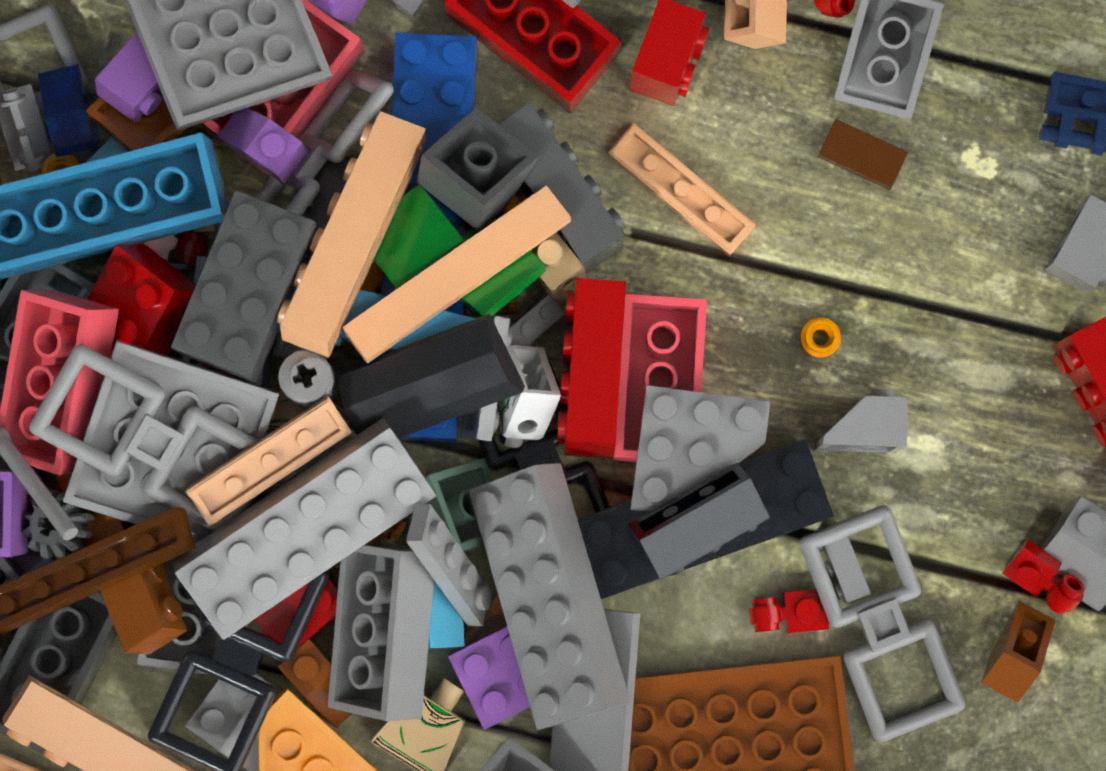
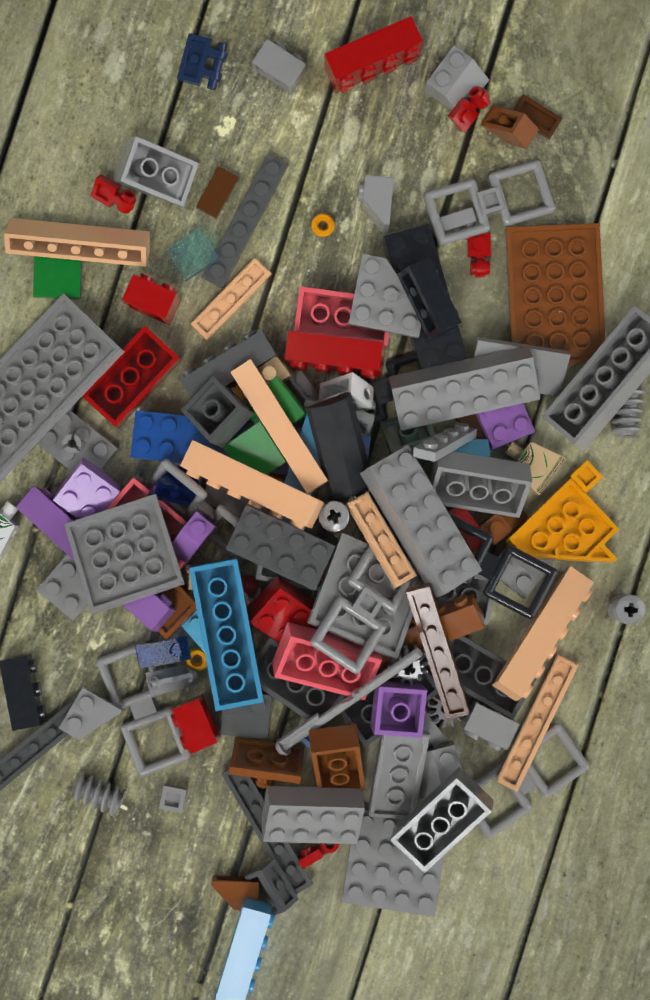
camera: 90 degrees left, 5 degrees up
(341, 102) = (172, 490): none -> clear blue slope
(752, 120) = (193, 254): none -> clear light blue piece
(817, 205) = (246, 220): none -> dark grey plate
(1041, 703) = (543, 118): none -> reddish brown tile

